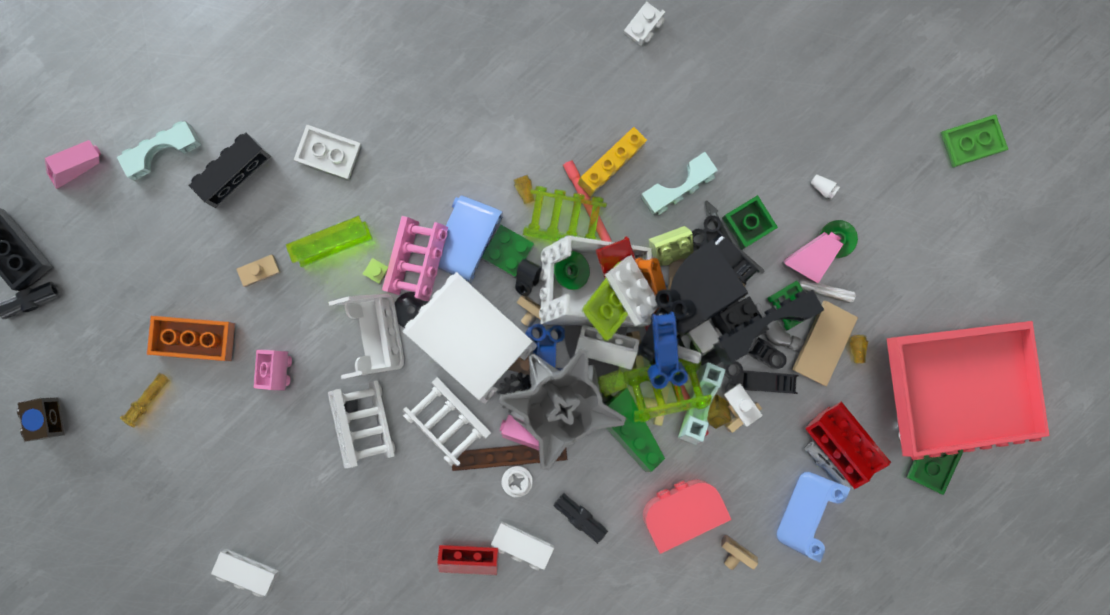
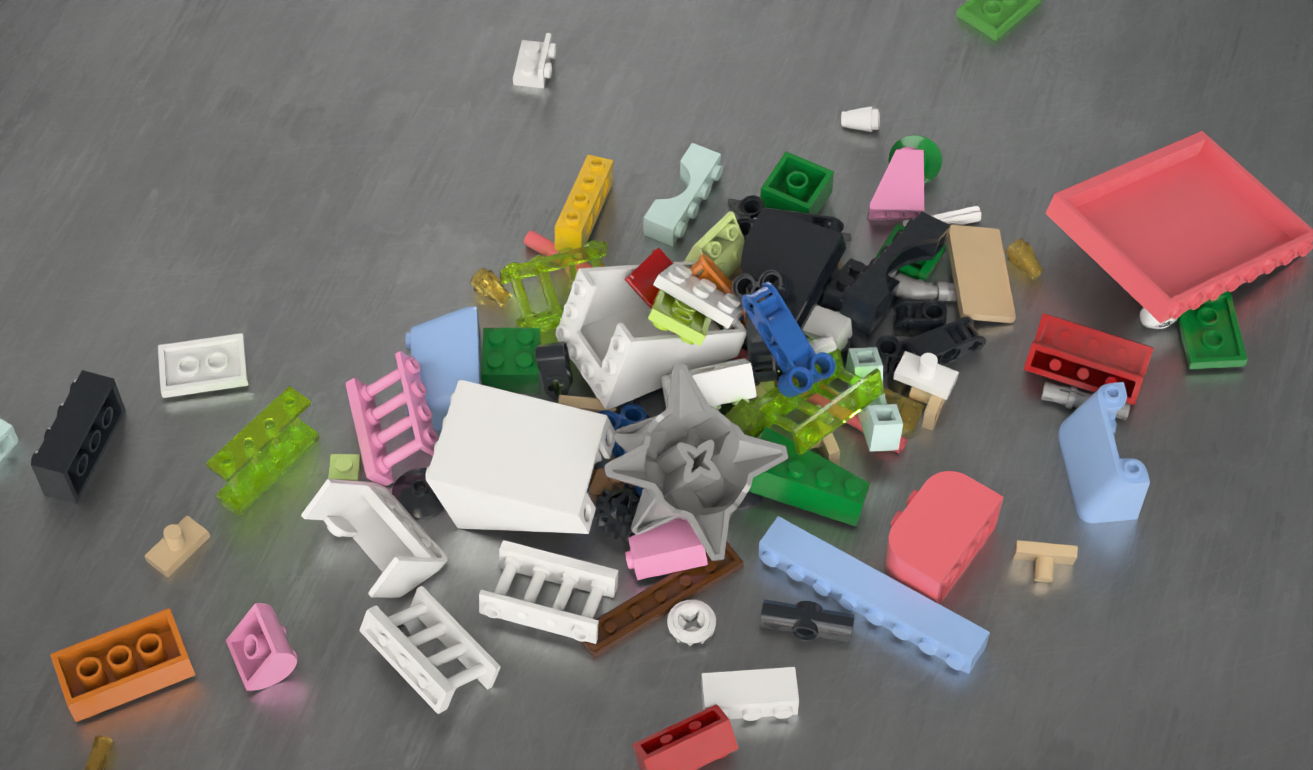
camera: 20 degrees left, 30 degrees down
(579, 271) = (601, 324): green dish -> none
(626, 522) = (873, 595): none -> light blue brick

